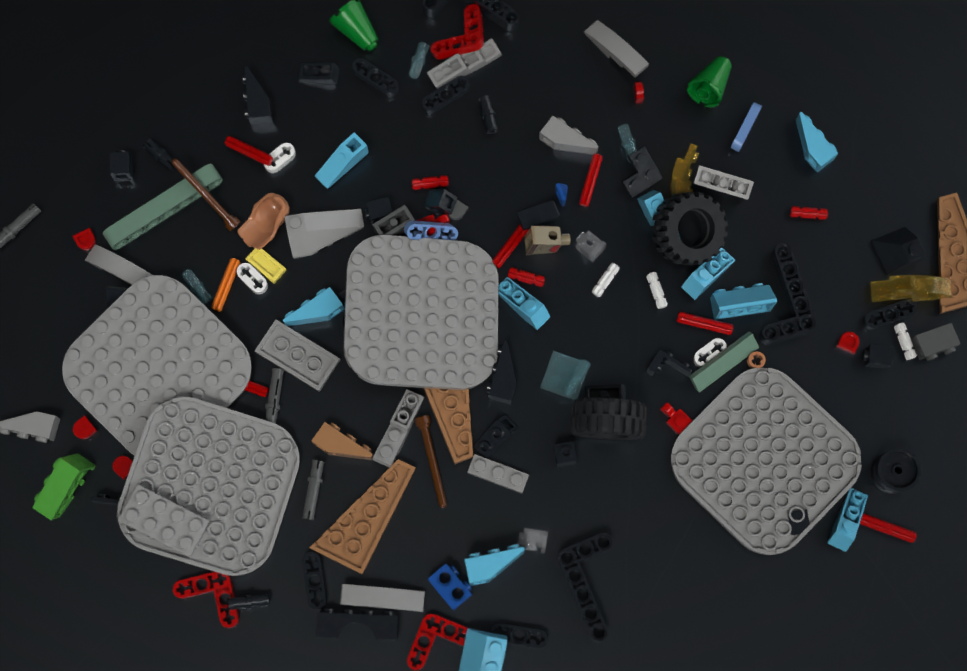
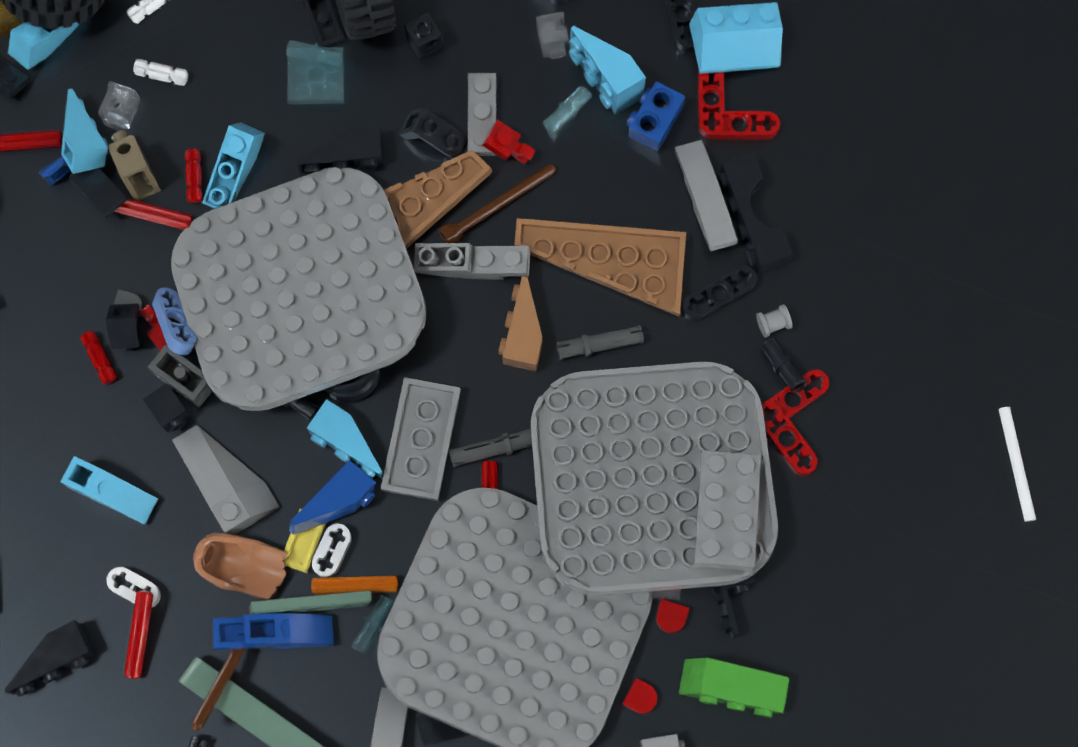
camera: 110 degrees left, 0 degrees up
(213, 225) = (273, 630): none -> blue slope
(221, 252) = (312, 603): none -> sand green tile
(280, 293) = (338, 498): none -> blue slope
(280, 608) = (774, 320): none -> light grey bush
(470, 479) = (504, 142): none -> red plate
(478, 530) = (567, 110): none -> clear light blue axle
(570, 212) = (81, 142): none -> medium azure slope

